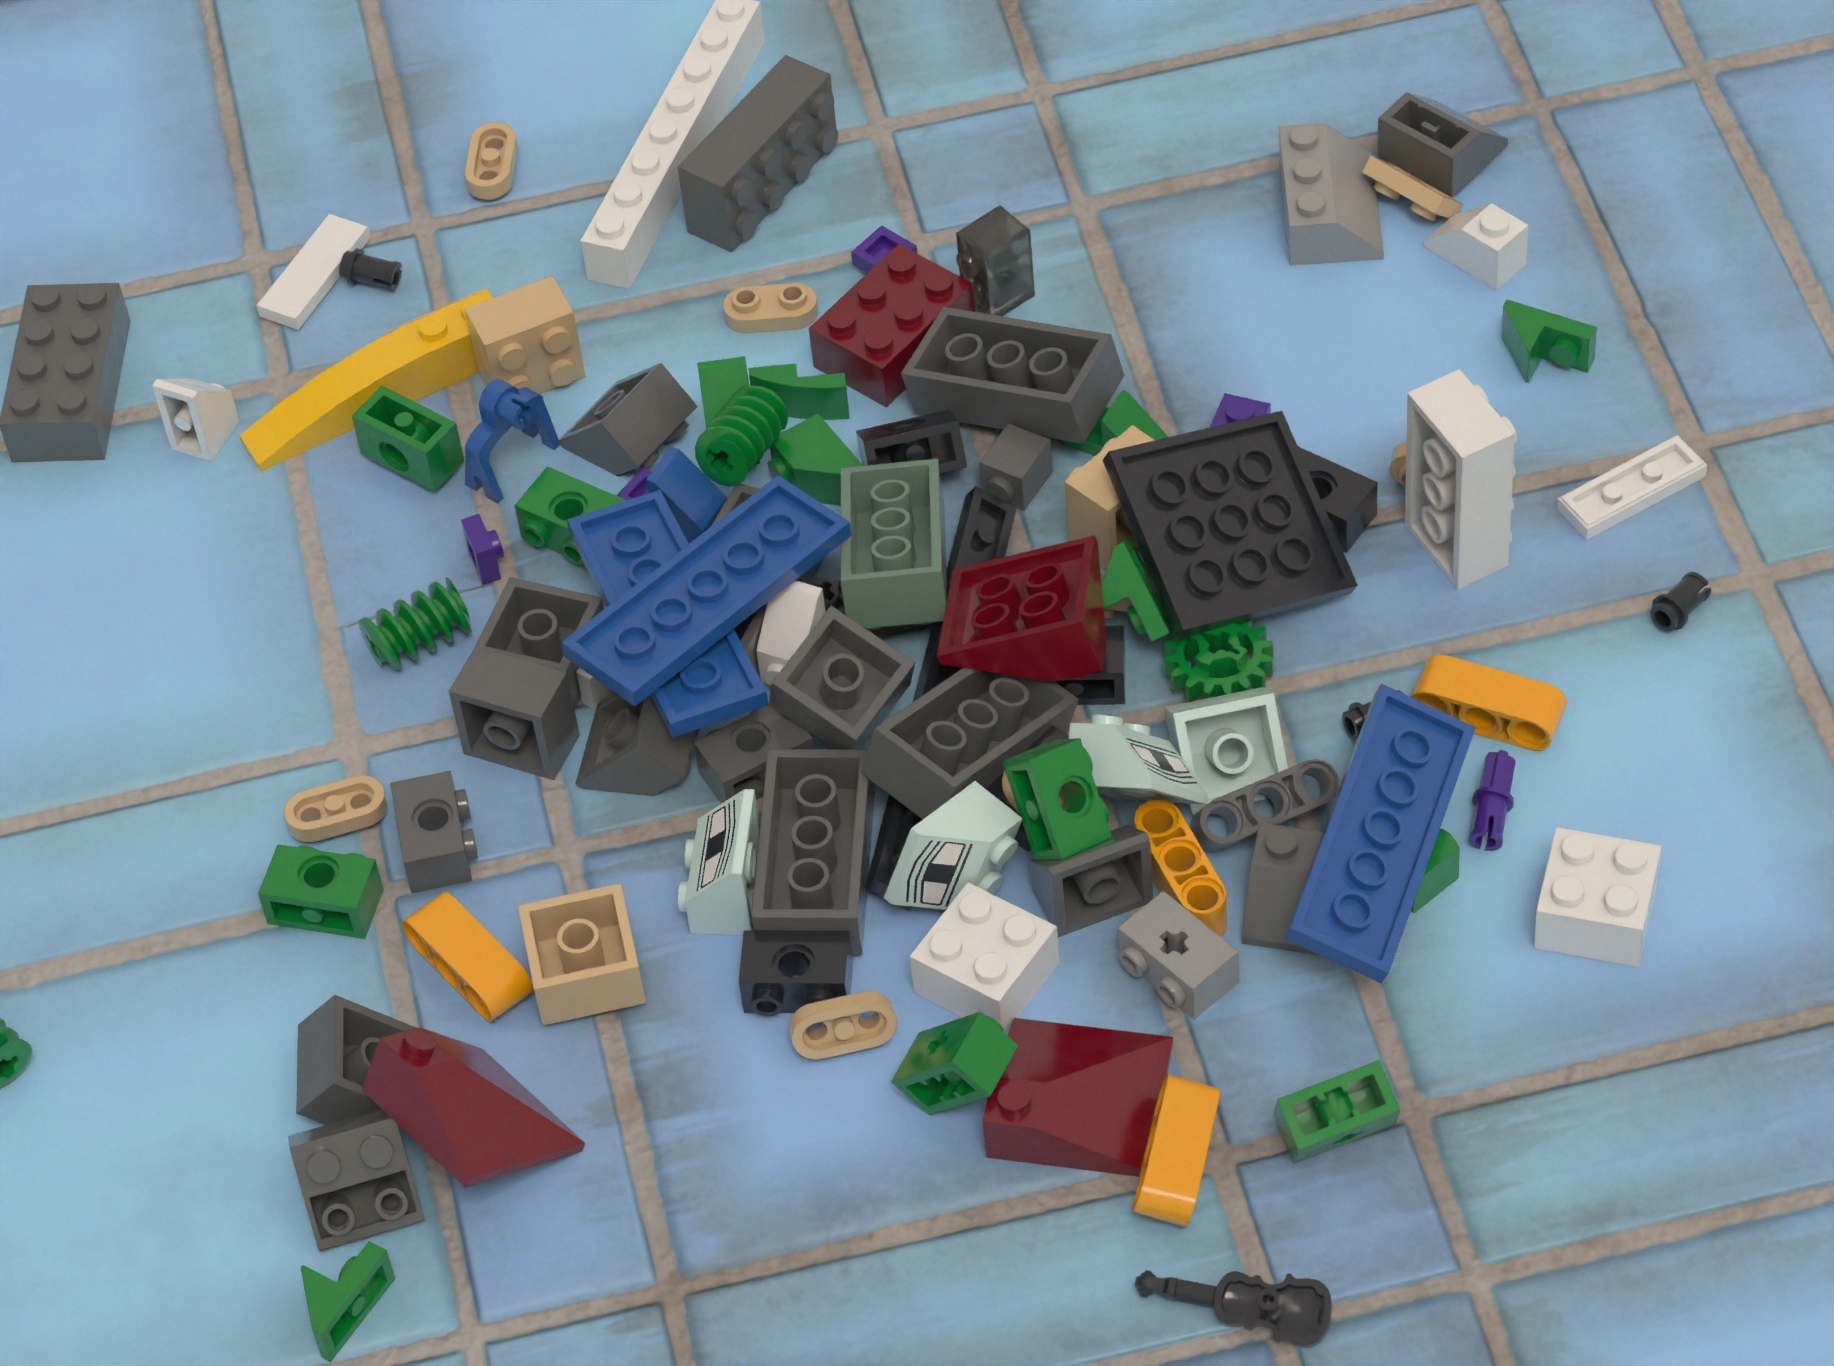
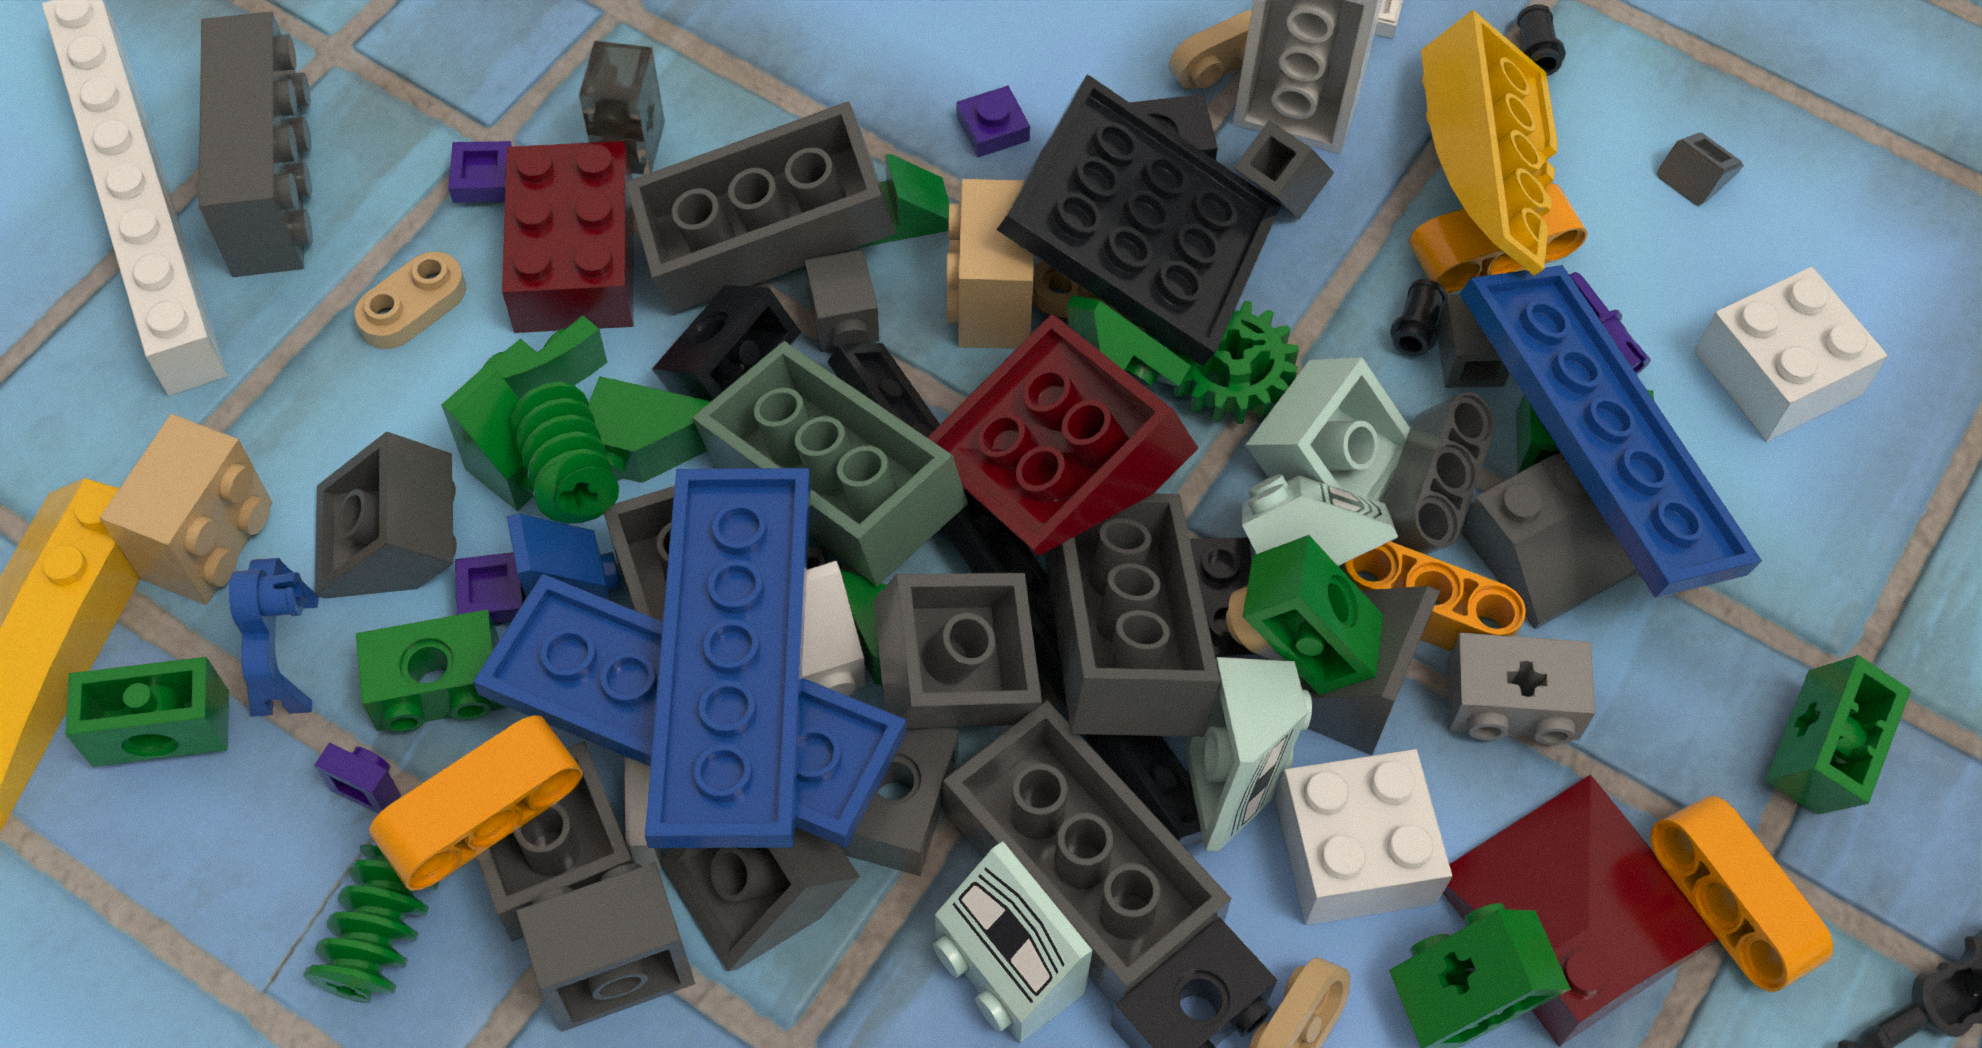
camera: 50 degrees left, 10 degrees up
(511, 582) = (475, 802): none -> light orange beam
(1380, 564) = (1284, 169): none -> dark grey brick
(1540, 631) = (1493, 134): none -> yellow wedge
(1701, 755) = (1698, 168): none -> dark grey slope

